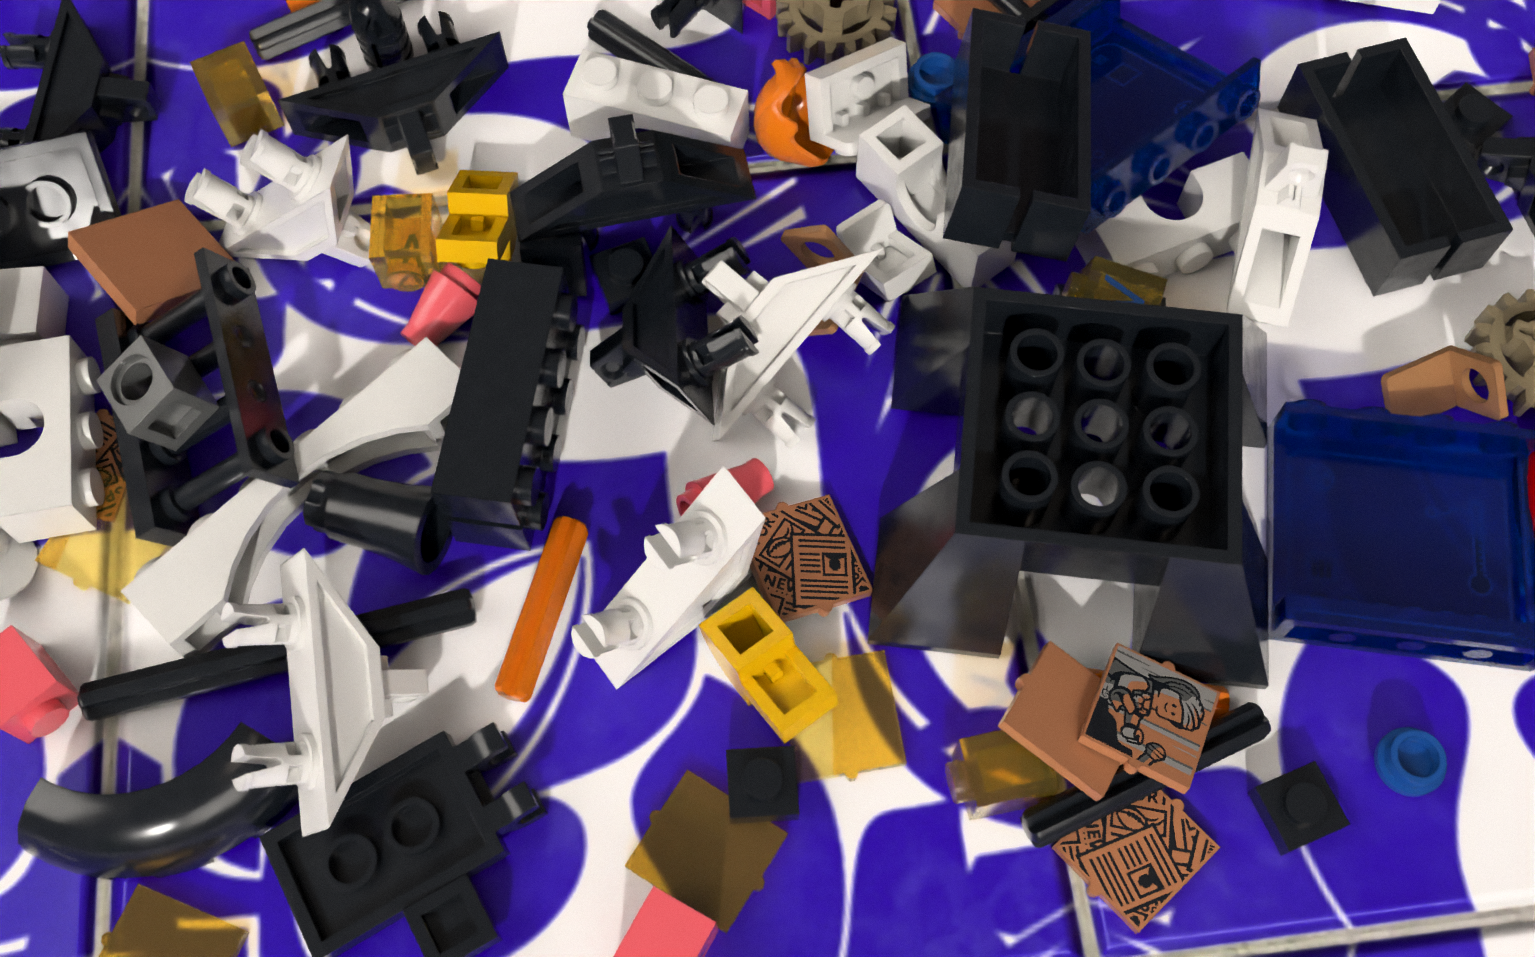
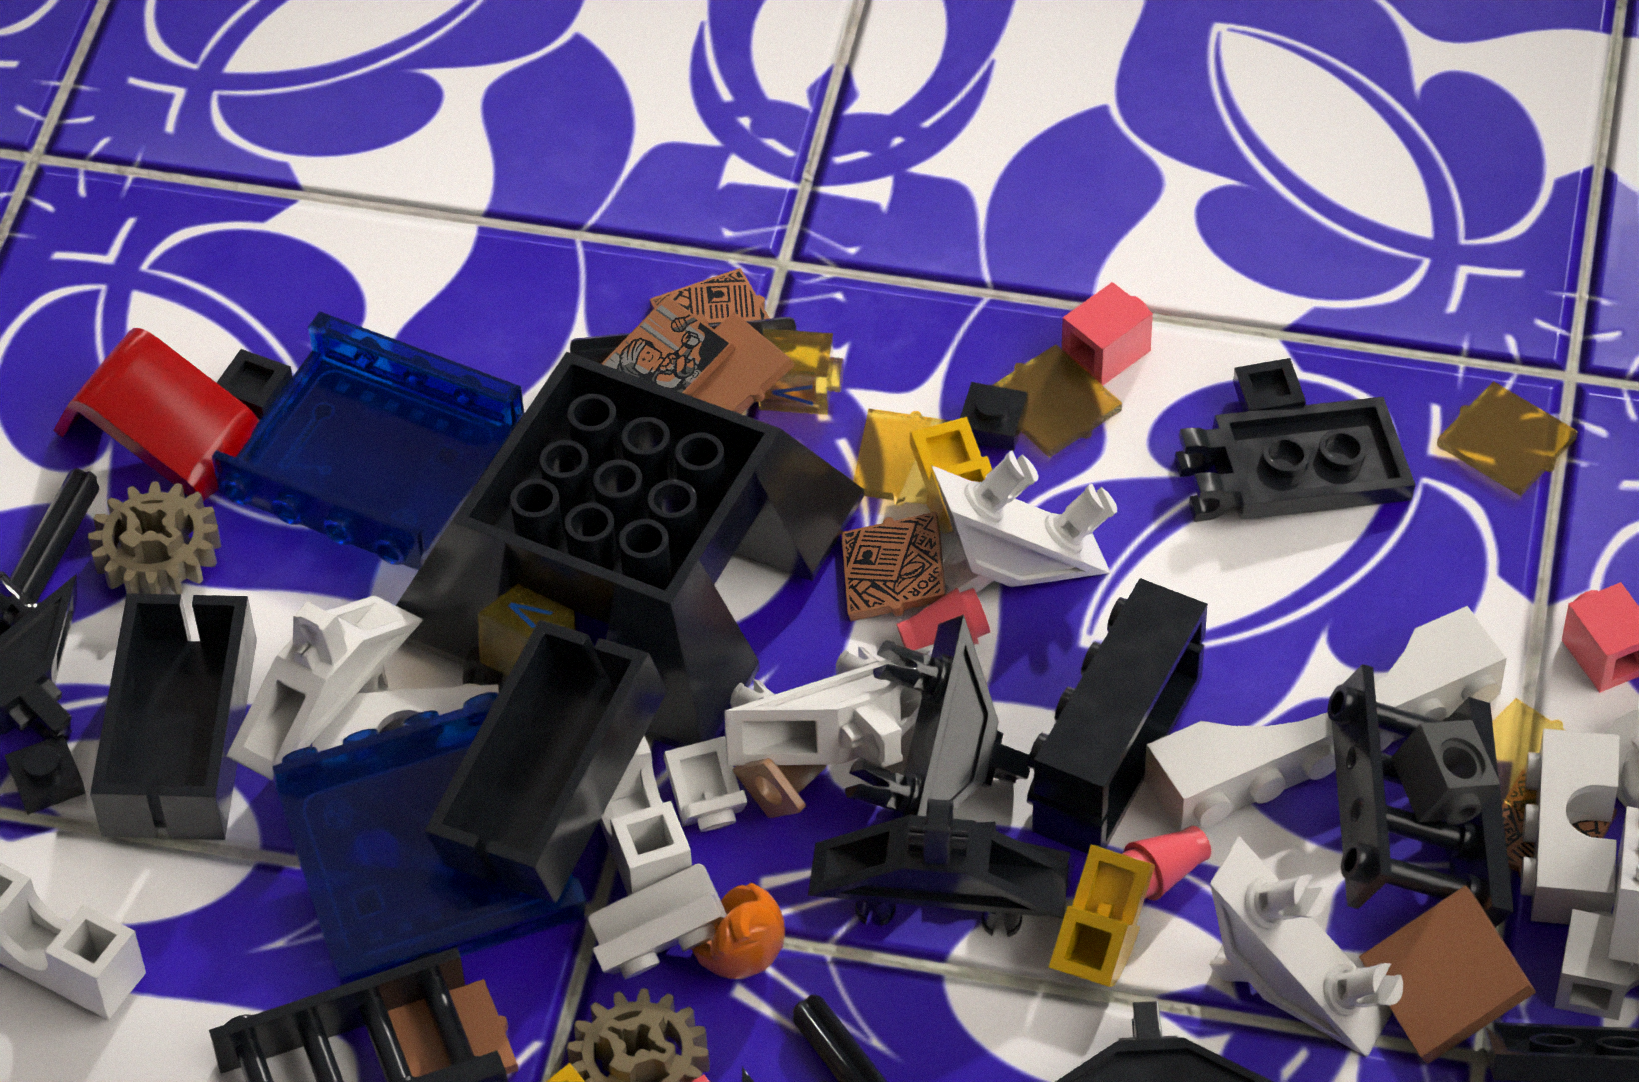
camera: 160 degrees left, 15 degrees down
(155, 828) = (1512, 508): black brick -> none
(250, 663) = (1373, 612): black axle -> none
(336, 690) = (1331, 526): white connector -> none
(380, 517) = (1259, 676): black plant -> none
(404, 240) = (1181, 932): clear yellow brick -> none
(541, 609) = (1154, 565): orange axle -> none
(656, 97) = (920, 1007): white arch -> none
(930, 77) = (564, 963): blue plate -> none
(1298, 808) = (574, 306): black plate -> none
(1410, 761) = (469, 306): blue plate -> none
(1443, 382) = (266, 550): medium nougat bracket -> none

